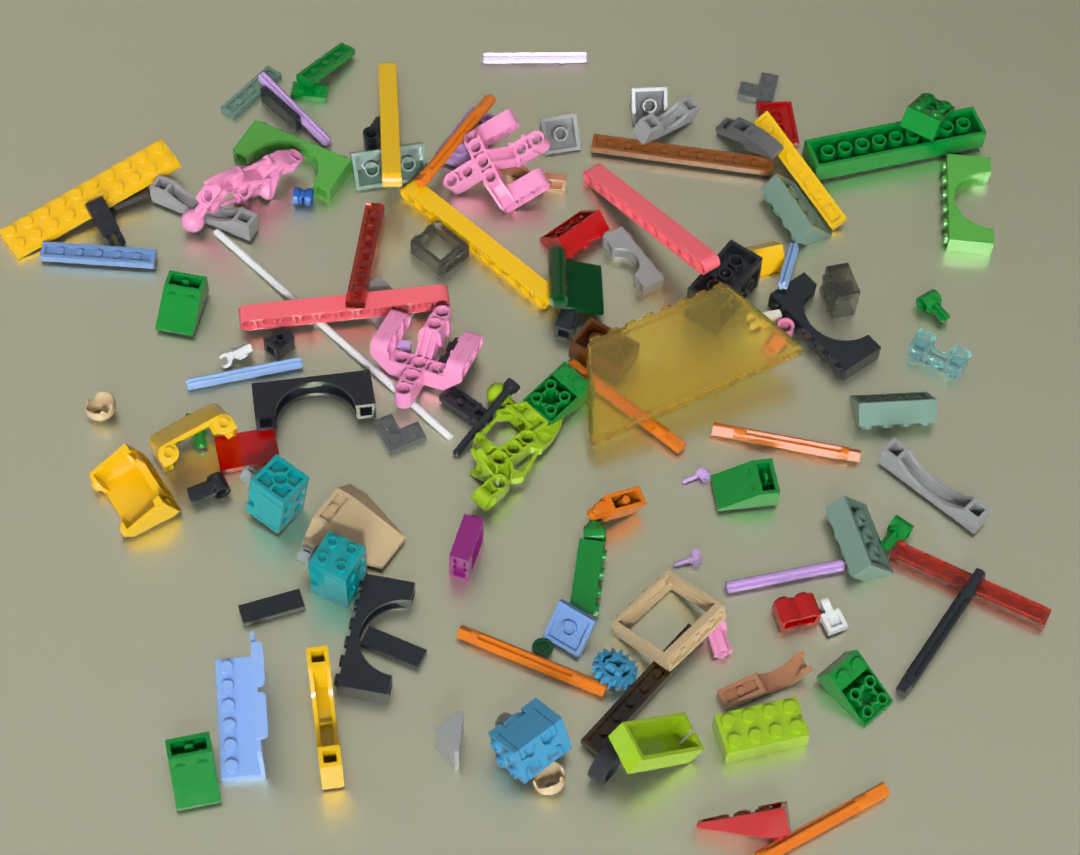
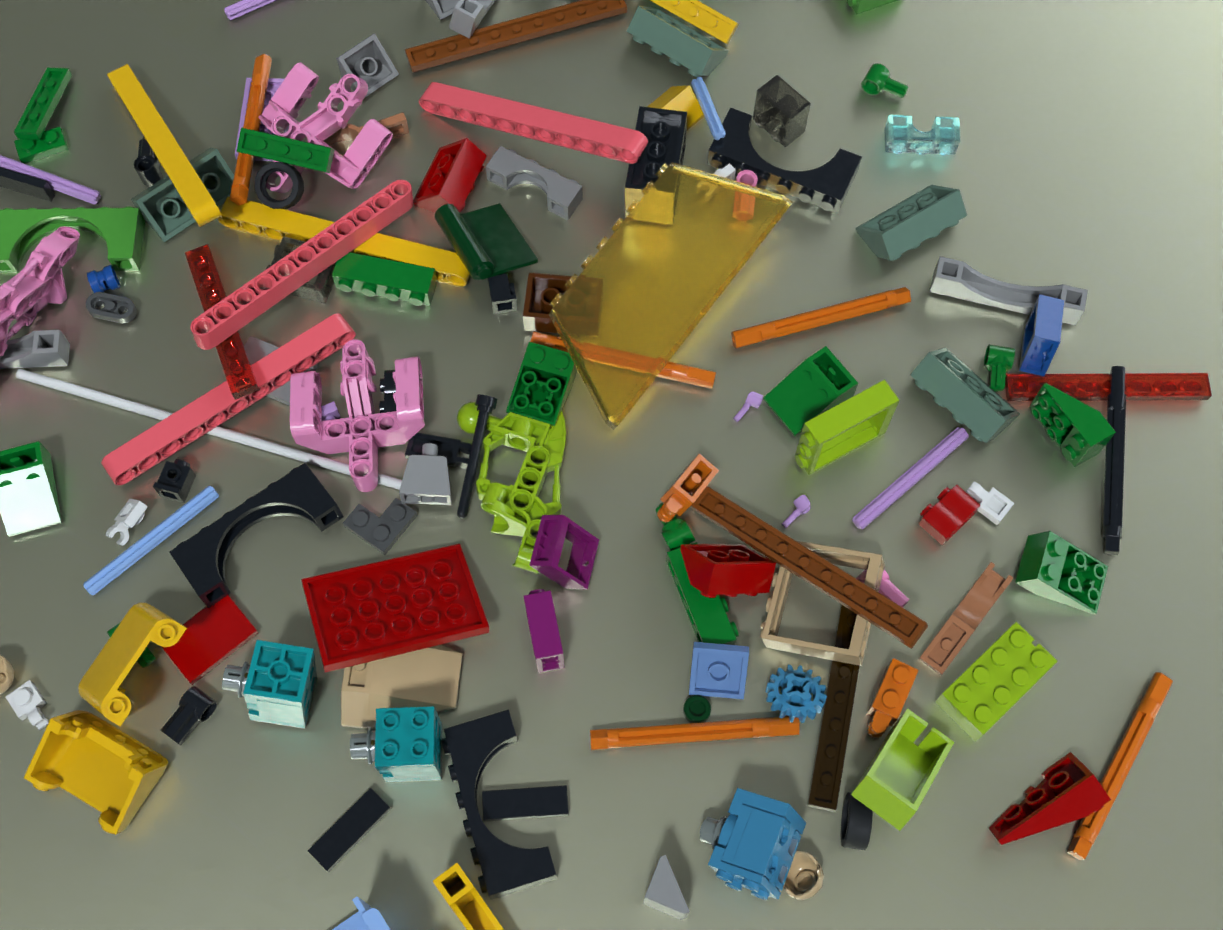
camera: 25 degrees left, 10 degrees up
(113, 434) = (27, 703): none -> white plate
(298, 217) = (113, 307): none -> dark grey plate
(376, 483) = (393, 607): none -> red plate
(440, 242) = (301, 265): none -> coral beam
(444, 417) = (426, 478): none -> light grey torso
(464, 191) = (260, 185): none -> black tyre
(468, 163) = (285, 150): none -> green plate
(491, 279) = (385, 278): none -> green brick
(503, 486) = (548, 549): none -> magenta window
(613, 567) = (727, 569): none -> red slope
(670, 590) = (811, 567): none -> dark orange plate
(682, 699) = (890, 697): none -> orange hinge
(752, 529) = (846, 427): none -> lime window
(922, 593) = (1071, 424): none -> green slope
(936, 523) = (1041, 335): none -> blue window

